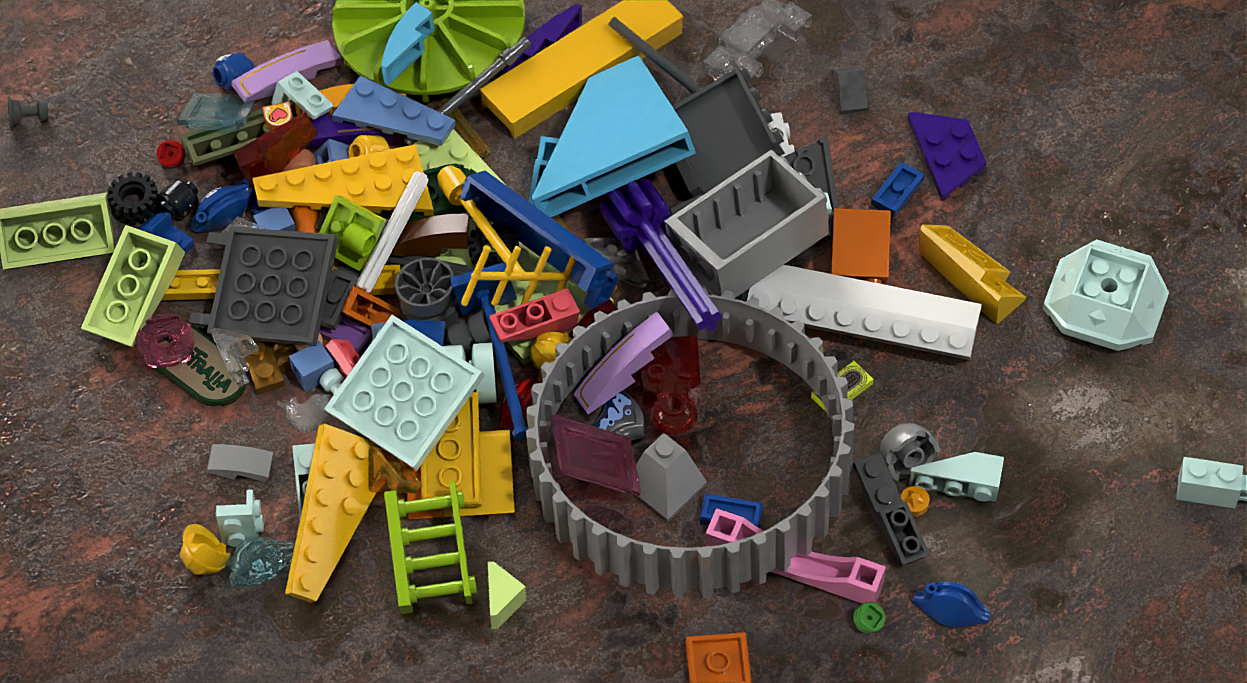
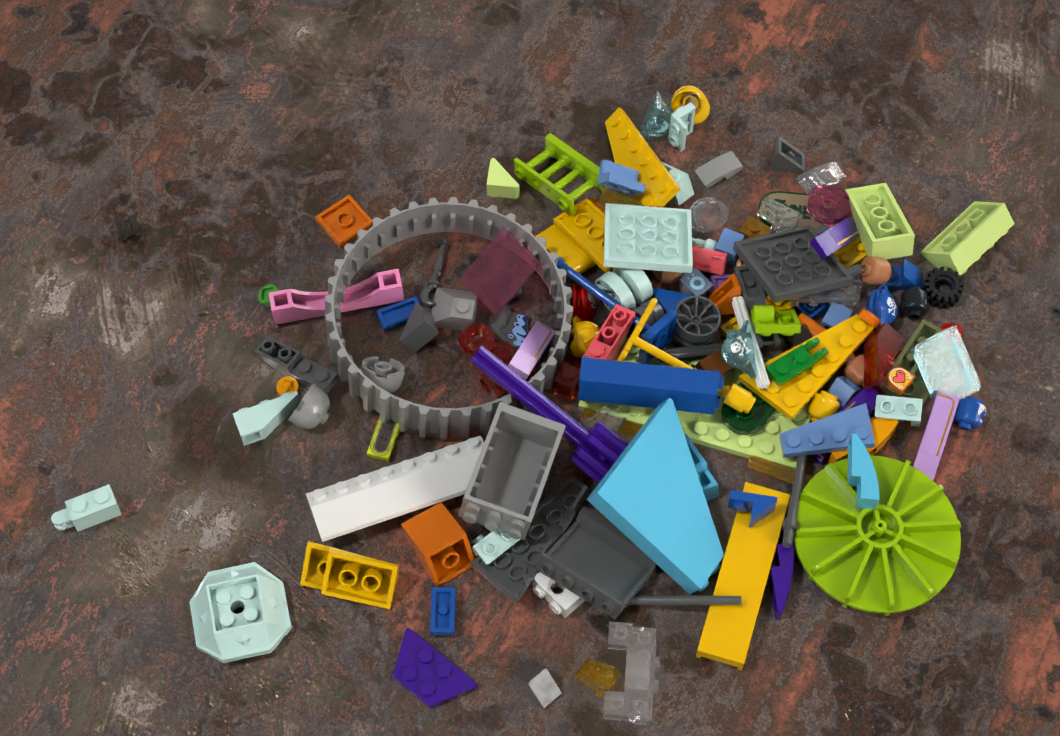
camera: 145 degrees right, 5 degrees up
(137, 383) = (821, 175): none -> clear slope
(156, 428) = (787, 157): none -> dark grey slope
(192, 236) = (875, 271): none -> nougat head
(208, 279) = (835, 237): none -> slope
(249, 189) = (869, 317): none -> orange tile
(366, 179) = (795, 362): none -> green hinge
(378, 476) = (619, 178): none -> medium blue panel
(415, 214) = (739, 350): none -> clear light blue hat
(527, 86) = (758, 504): none -> blue slope
(671, 523) = (433, 283): none -> dark grey piece
(721, 470) = (418, 329): none -> dark grey slope
(790, 53) = (597, 676): none -> clear yellow slope
(803, 436) = (384, 374): none -> light grey cylinder
(951, 604) = (223, 334): blue hat -> none

